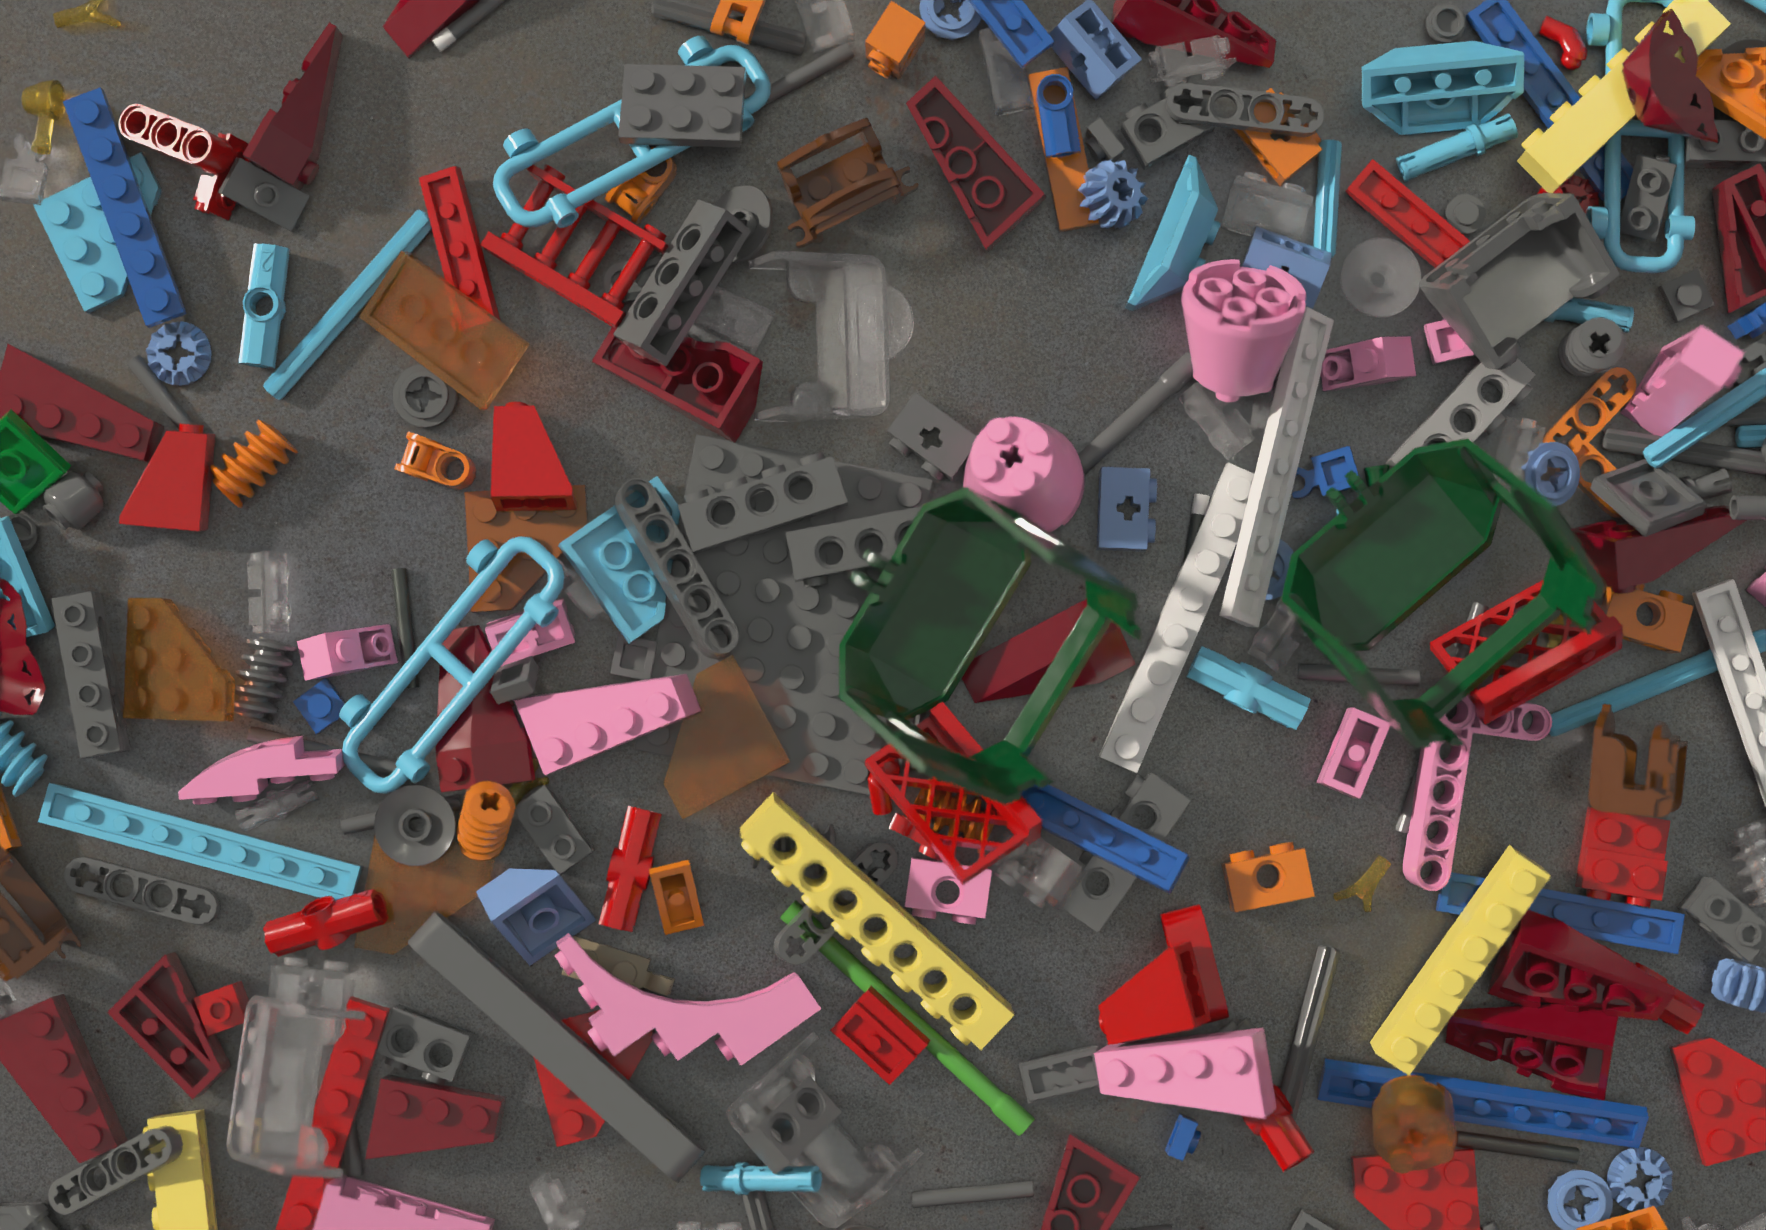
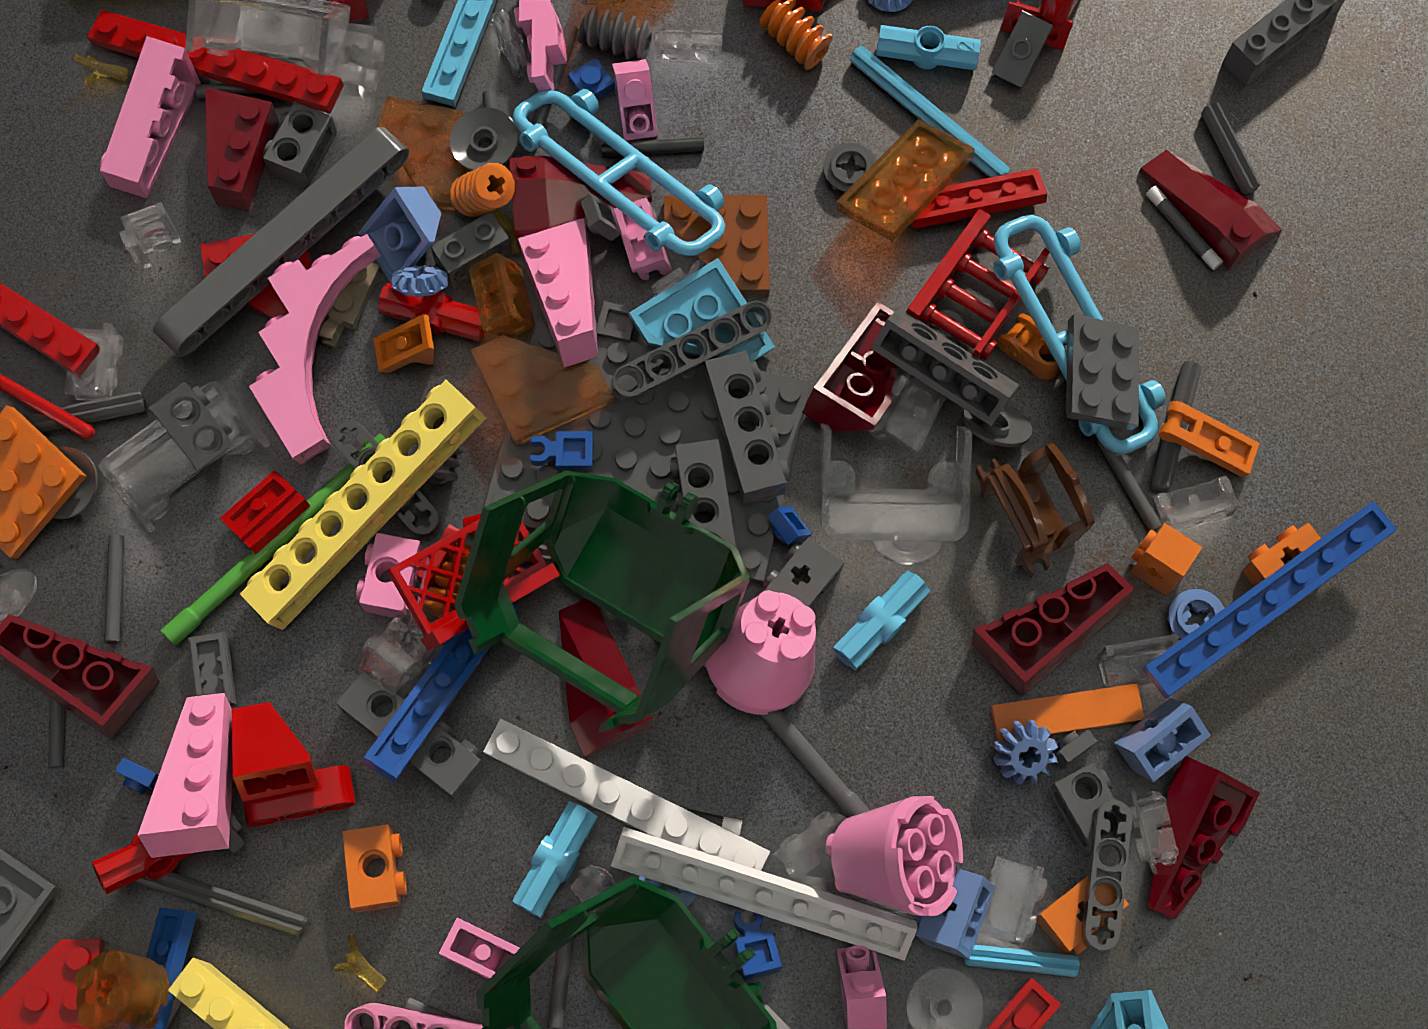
camera: 85 degrees right, 15 degrees down
(292, 138) = (1078, 74): dark red wedge -> none
(325, 922) = (408, 70): red piece -> none
(430, 459) = (793, 169): orange piece -> none
(525, 465) = (789, 238): red slope -> none
(607, 870) = (419, 280): none -> medium blue gear
(613, 789) = (501, 296): none -> clear orange brick
(746, 1178) = (150, 390): medium azure pin -> none
(799, 698) = (571, 450): none -> blue plate
(869, 453) = (788, 526): none -> blue plate
(971, 349) = (881, 620): none -> medium azure piece
(1058, 120) = (1094, 702): blue piece -> none
(1114, 487) = (748, 744): medium blue brick -> none
(1179, 238) = (985, 814): medium azure wedge -> none

